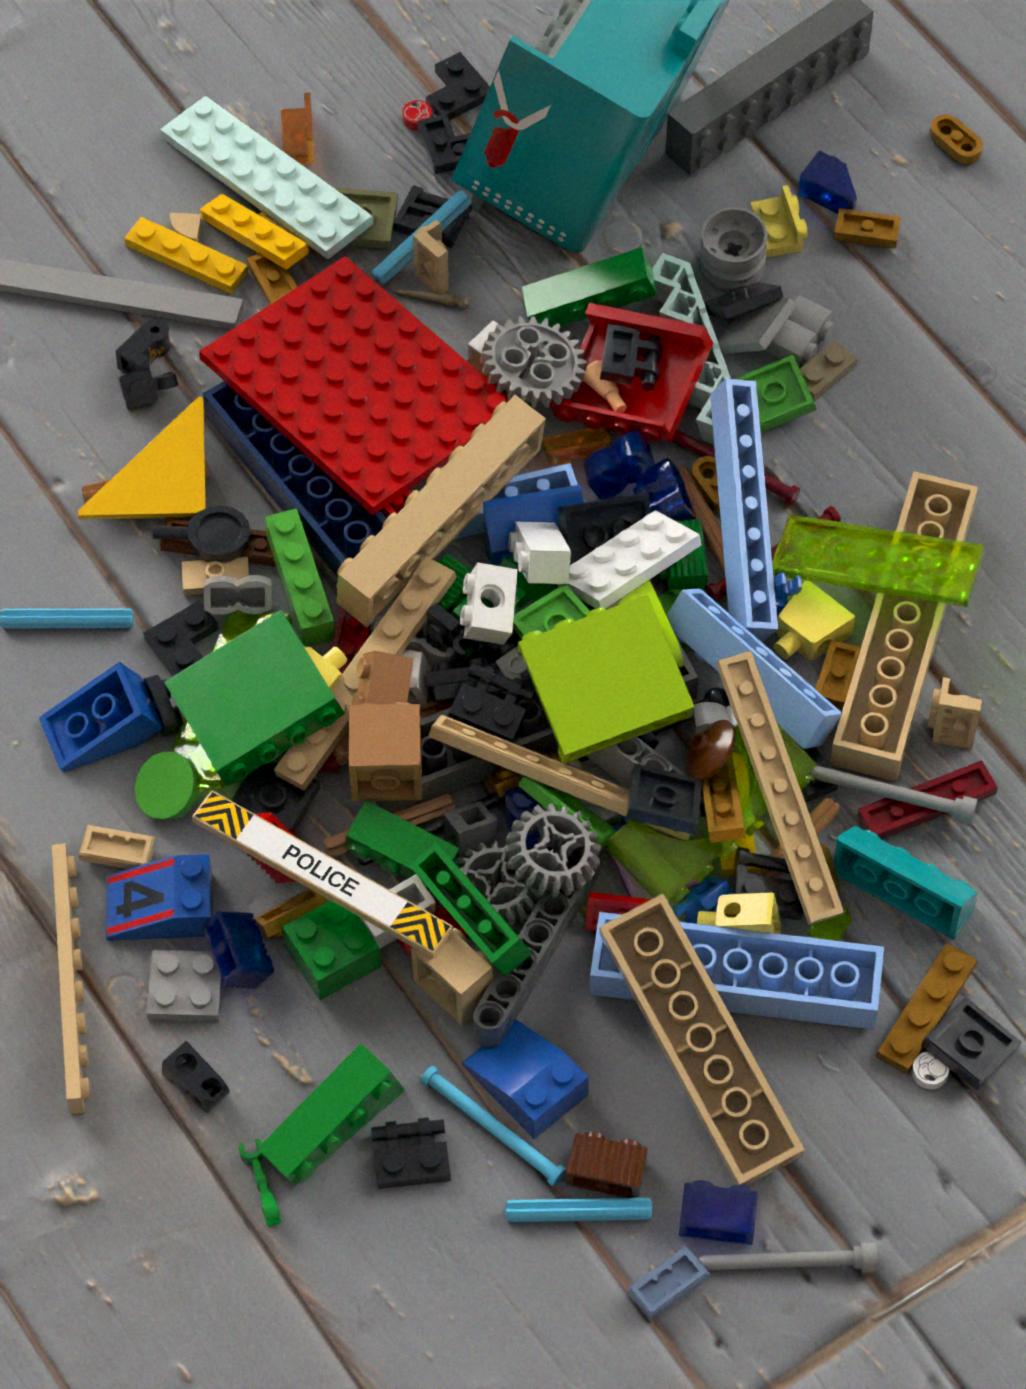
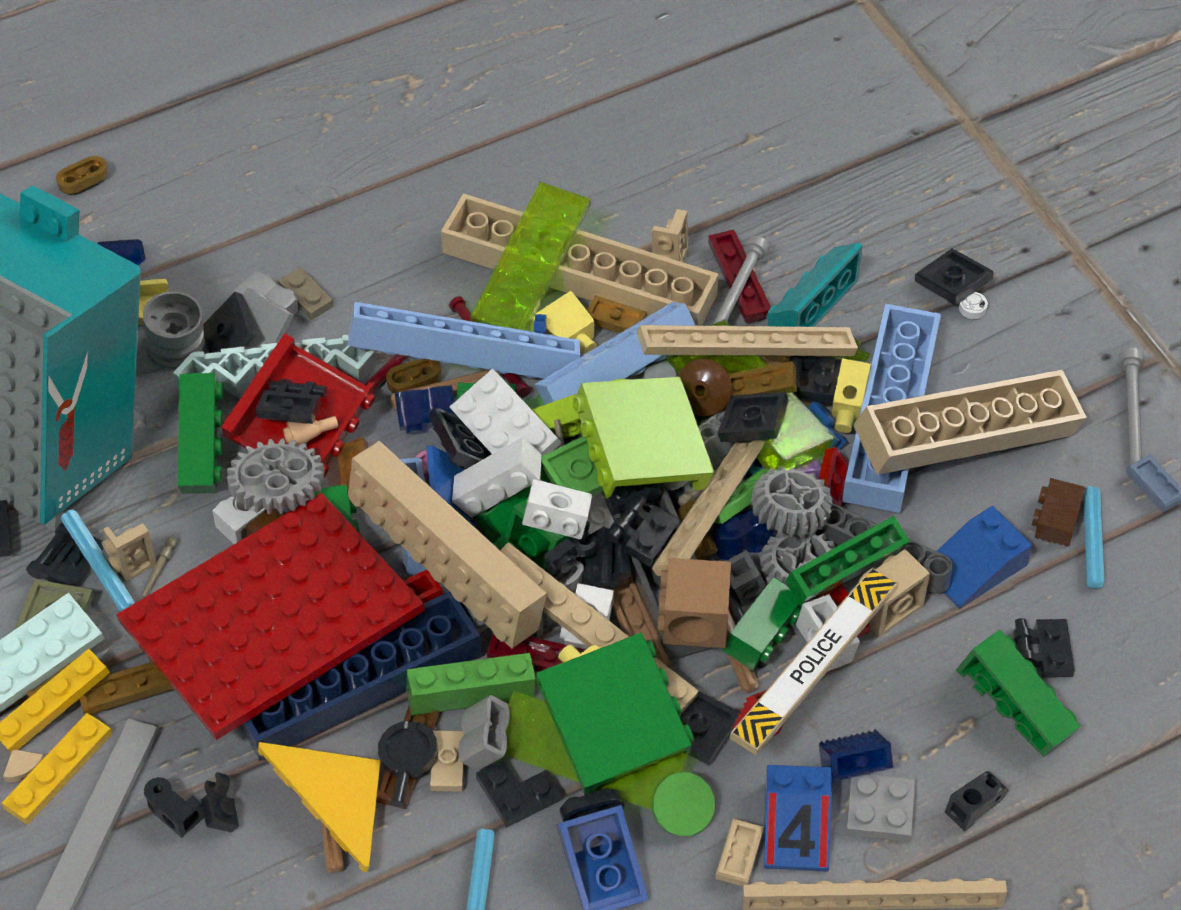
camera: 85 degrees left, 5 degrees down
(269, 1204) = (1095, 752): green piece -> none
(272, 920) = (818, 718): pearl gold plate -> none
(331, 948) = (857, 687): green brick -> none
(382, 678) = (621, 607): medium nougat brick -> none
(552, 1172) = (976, 626): medium azure bar -> none
(623, 463) = (392, 426): clear blue brick -> none
(718, 1212) = (1099, 444): clear blue brick -> none
(780, 393) = (324, 317): bright green tile -> none
(867, 228) = (163, 244): pearl gold plate -> none
(926, 1008) = (912, 295): pearl gold plate -> none

